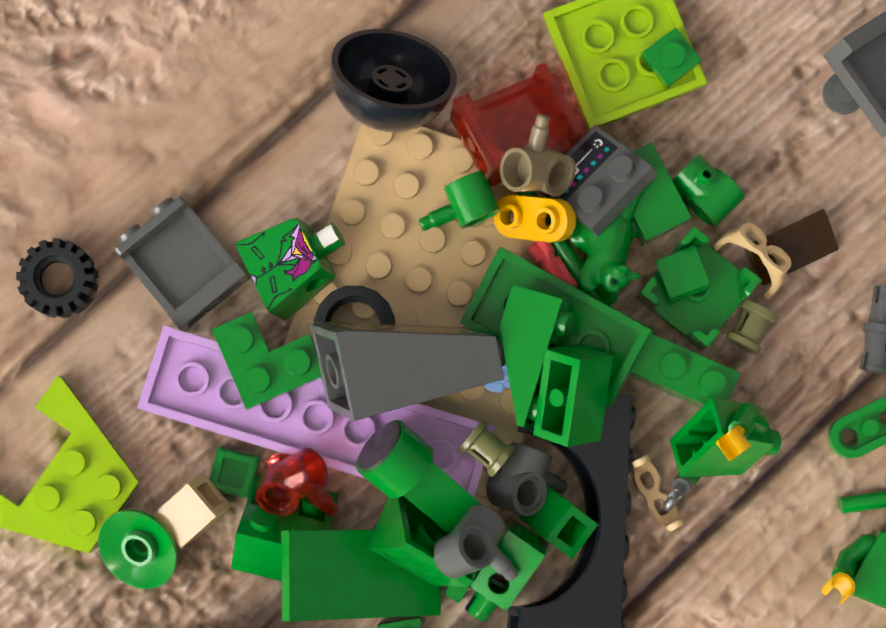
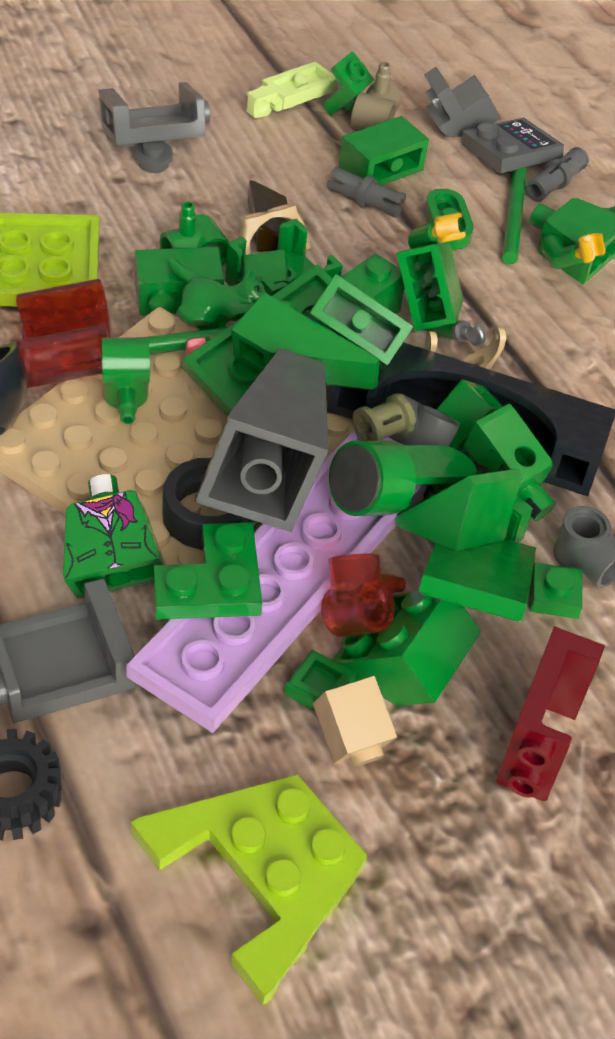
camera: 75 degrees left, 35 degrees down
(138, 549) = (402, 793): green dish -> none
(474, 545) = (483, 441): dark grey piece -> none
(530, 218) = (168, 332): yellow plate -> none
(537, 165) = (116, 302): dark tan piece -> none
(604, 180) = (152, 284): dark grey plate -> none
(671, 58) = (63, 222): green plate -> none
(751, 327) = (327, 241): olive bush -> none

